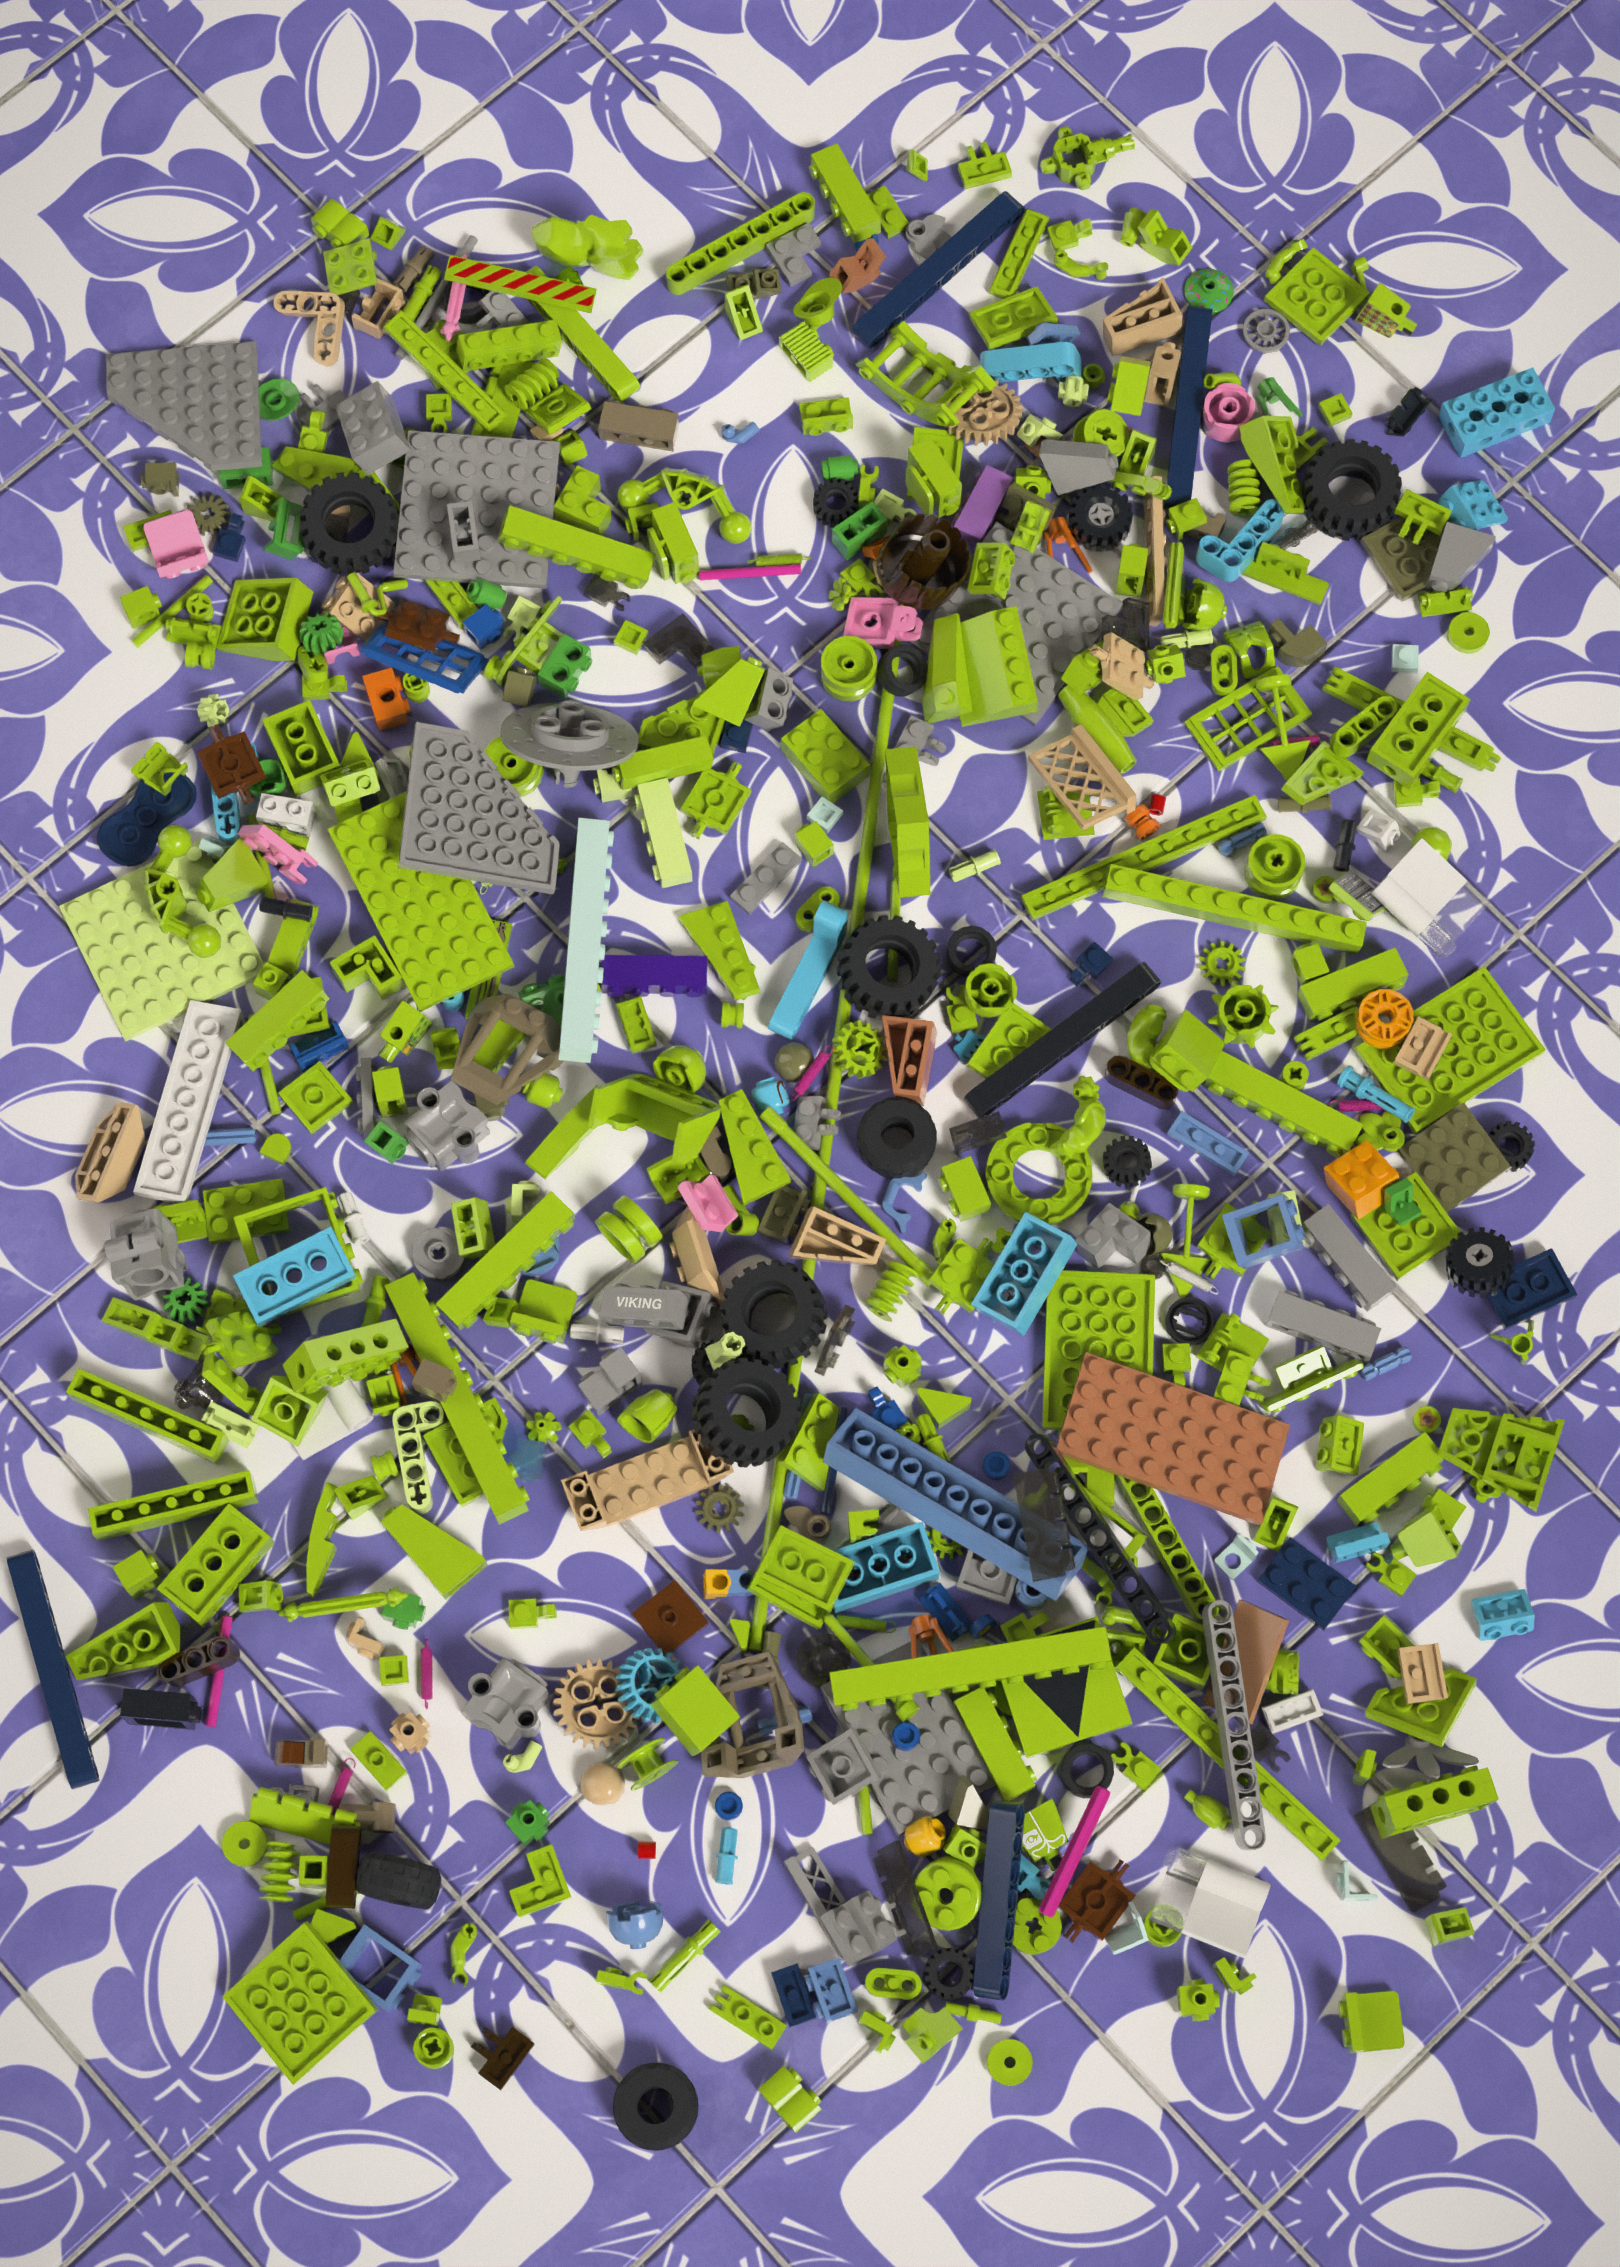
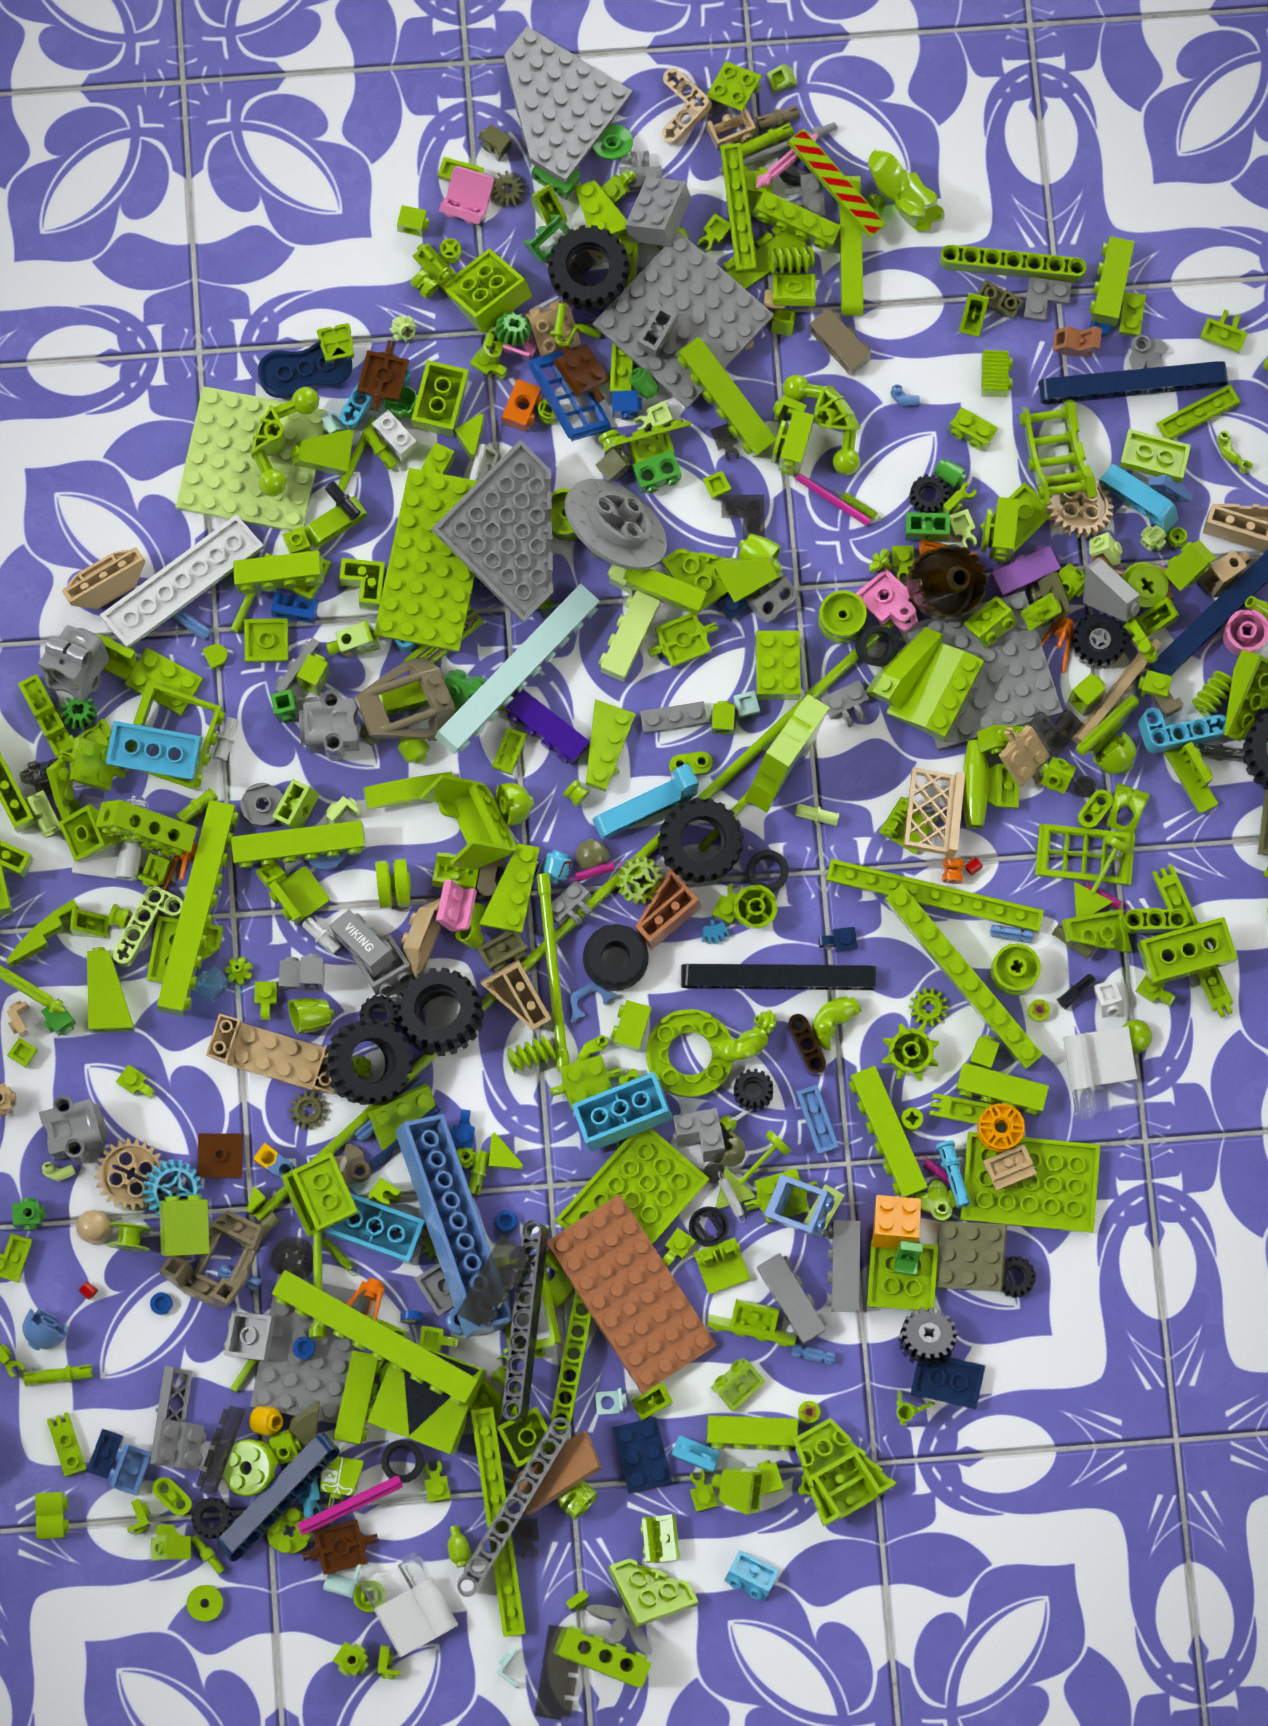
camera: 35 degrees right, 5 degrees up
(173, 610) = (434, 238): lime bar -> none
(230, 542) = (506, 219): dark blue plate -> none
(277, 851) = (367, 458): bright pink plate -> none
(338, 225) = (751, 50): lime brick -> none
(350, 782) = (449, 446): lime bracket -> none
(426, 1673) = (41, 1070): dark pink piece -> none
(434, 1380) = (188, 887): dark tan brick -> none
(446, 1047) = (374, 670): lime bracket -> none
(578, 504) = (753, 368): lime brick -> none
(726, 1349) = (387, 1011): yellowish green piece -> none
(726, 1856) = (134, 1333): medium azure axle -> none
(818, 302) = (1029, 345): lime piece -> none
(836, 1337) = (467, 1058): clear smoke plate -> none
(899, 1374) = (500, 1117): lime brick -> none
(917, 165) = (1180, 297): lime slope -> none
(946, 1610) = (396, 1289): blue hinge -> none
(977, 1132) = (671, 995): clear smoke plate -> none
(1007, 1038) = (745, 947): lime wing -> none
(1066, 236) = (1241, 423): lime plate -> none
(1186, 1052) = (850, 1048): lime brick -> none
(1188, 639) = (1088, 769): yellowish green axle -> none
(1235, 1378) = (704, 1287): lime hinge -> none
(1292, 1711) = (563, 1528): white plate -> none
(1298, 649) = (1158, 834): olive brick -> none
(1356, 893) = (1052, 1028): tile -> none
(1405, 658) = (1226, 894): light aqua plate -> none
(1422, 1673) = (664, 1570): tan plate -> none
(1445, 778) = (1180, 991): lime axle -> none

